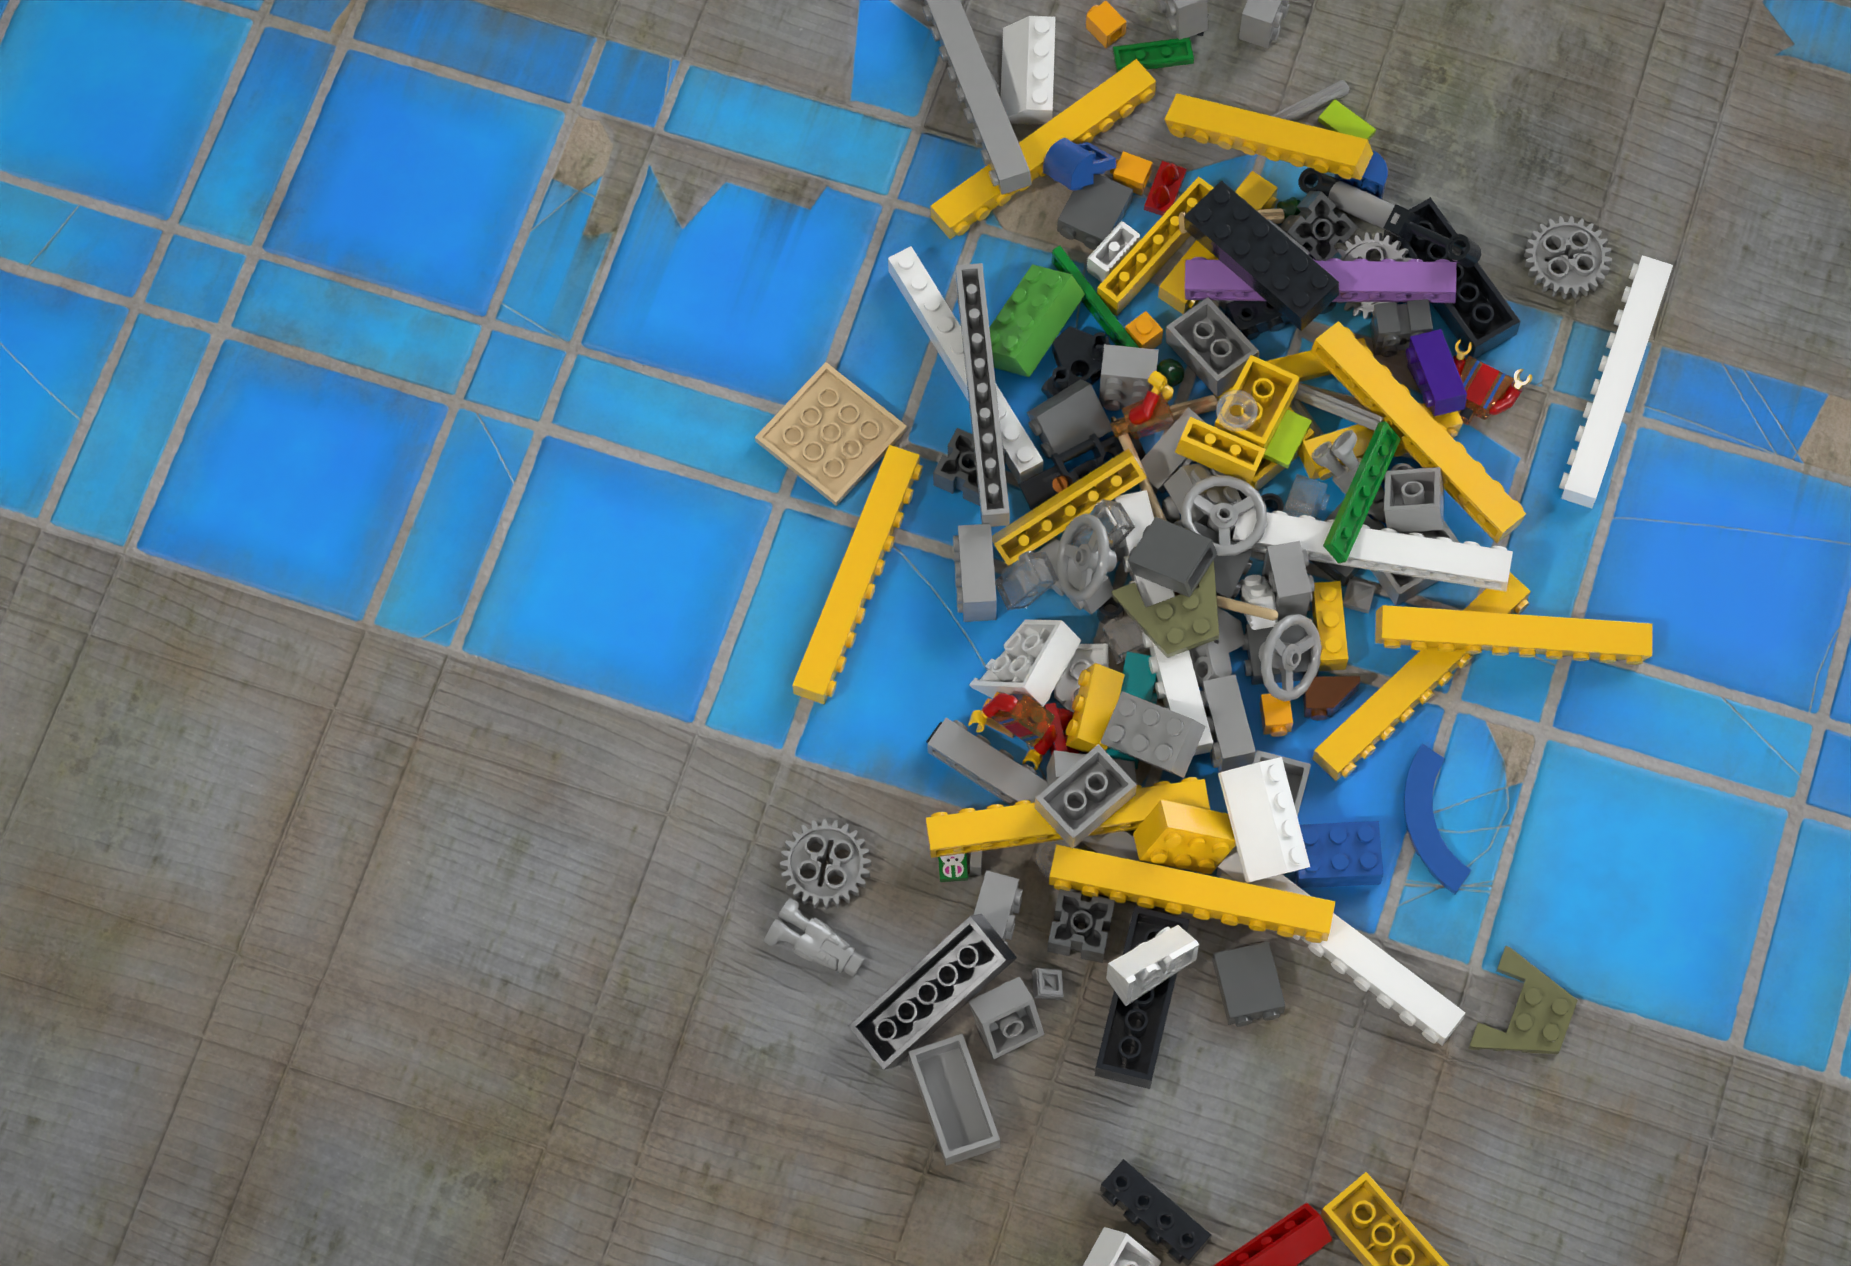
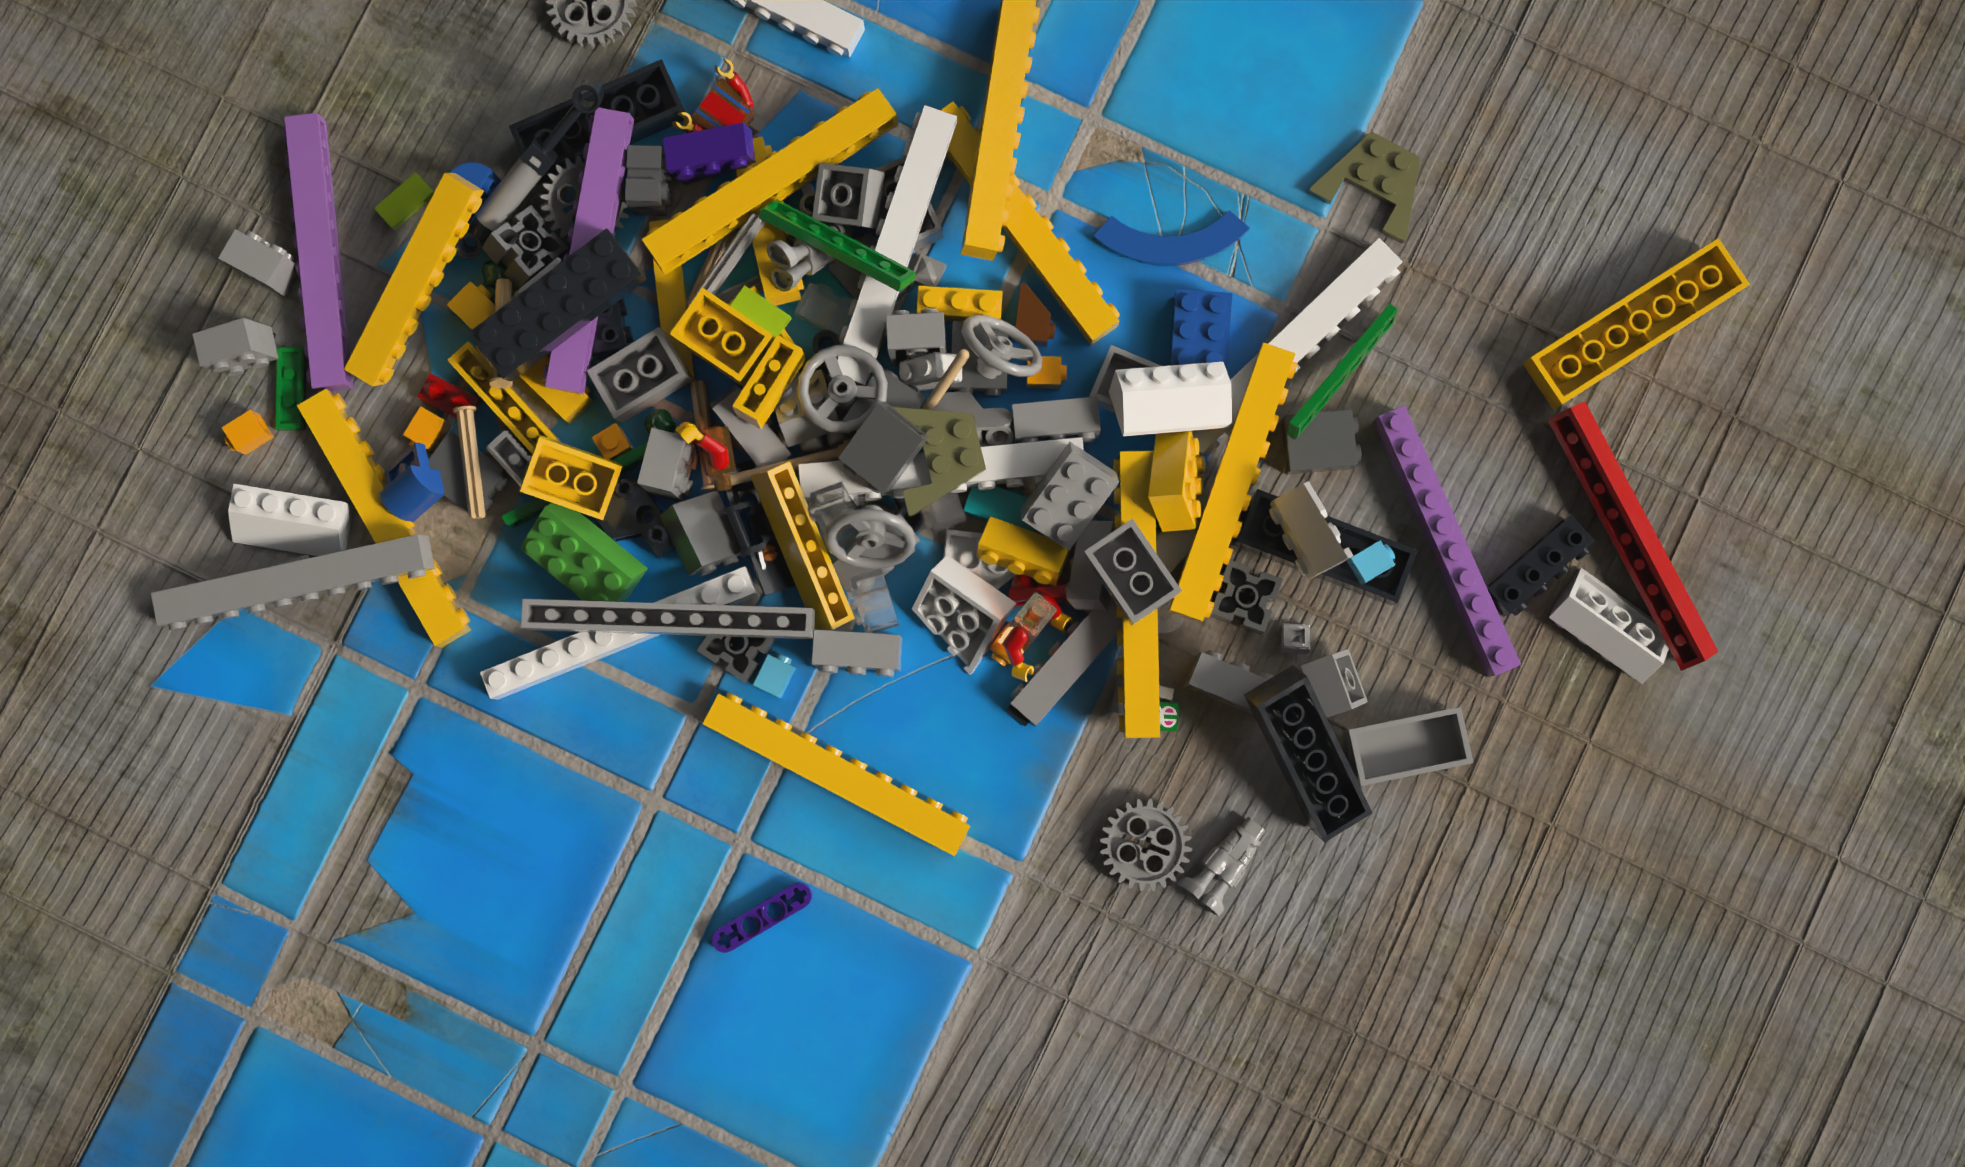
camera: 80 degrees left, 15 degrees up
(717, 524) = (762, 917): none -> dark purple beam
(831, 433) = (676, 782): tan plate -> none
(944, 506) = (775, 675): none -> medium azure brick
(1102, 292) = (571, 477): none -> yellow brick
(1106, 210) = (470, 461): none -> tan axle
(1131, 1031) = (1371, 562): none -> medium azure brick
(1166, 1117) = (1446, 542): none -> medium lavender brick
(1232, 422) = (727, 343): clear piece -> none
(1285, 57) = (317, 252): none -> medium lavender brick
(1314, 102) = (375, 234): light grey axle -> none
(1322, 990) = (1342, 372): none -> green tile

